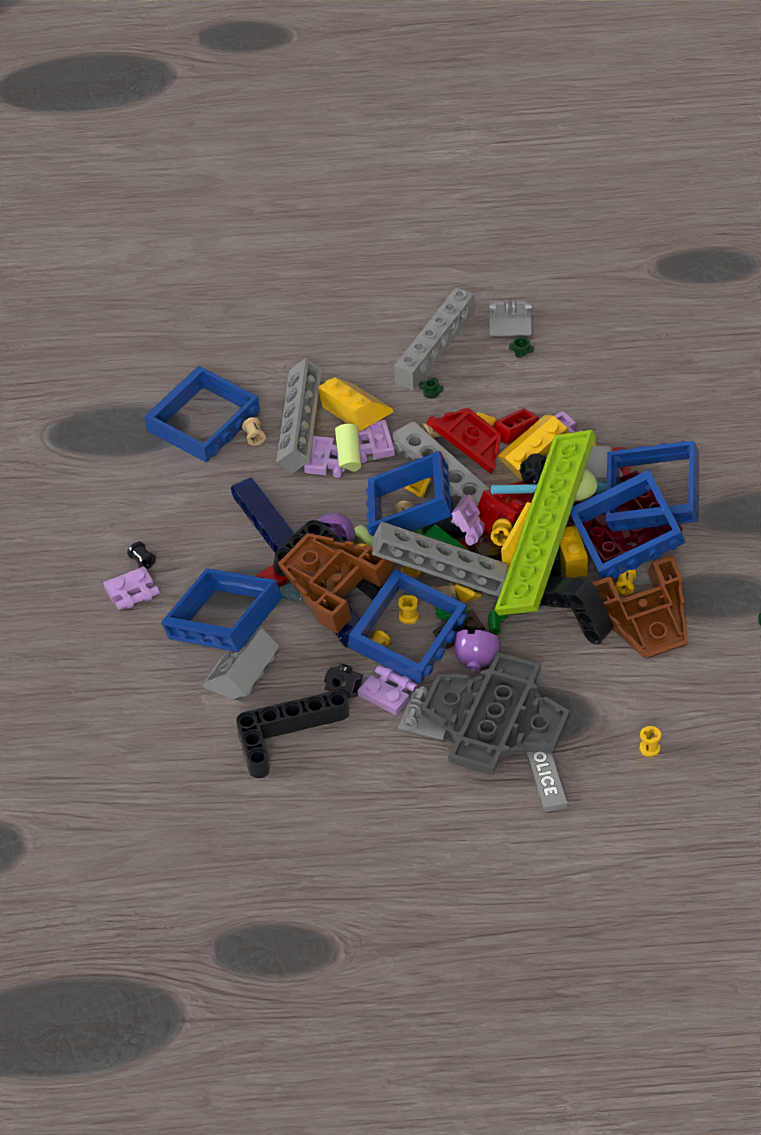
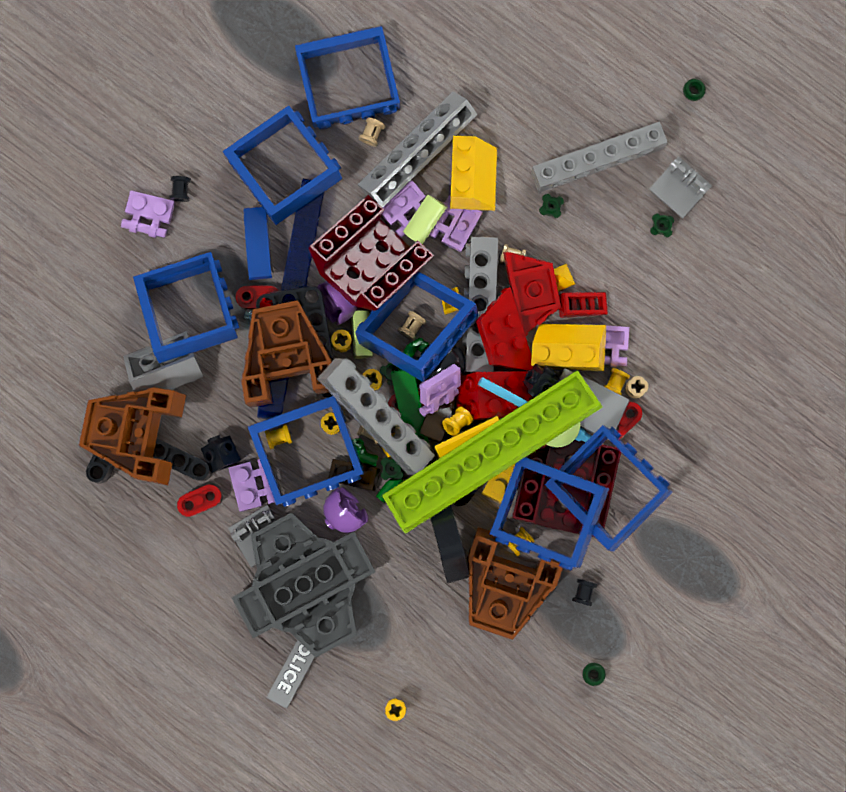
camera: 35 degrees right, 35 degrees up
(207, 508) = (304, 194): none -> blue window
(236, 543) = (257, 243): none -> blue slope
(254, 710) = (126, 431): none -> dark orange wedge
(326, 493) = (352, 247): none -> dark red slope
(355, 727) = (200, 500): none -> red plate
(459, 265) = (696, 83): none -> dark green plate
(478, 468) = (504, 334): none -> red wing
(482, 606) = (387, 473): none -> dark green plate
(607, 436) = (640, 382): none -> tan bush
(706, 576) = (584, 592): none -> black bush

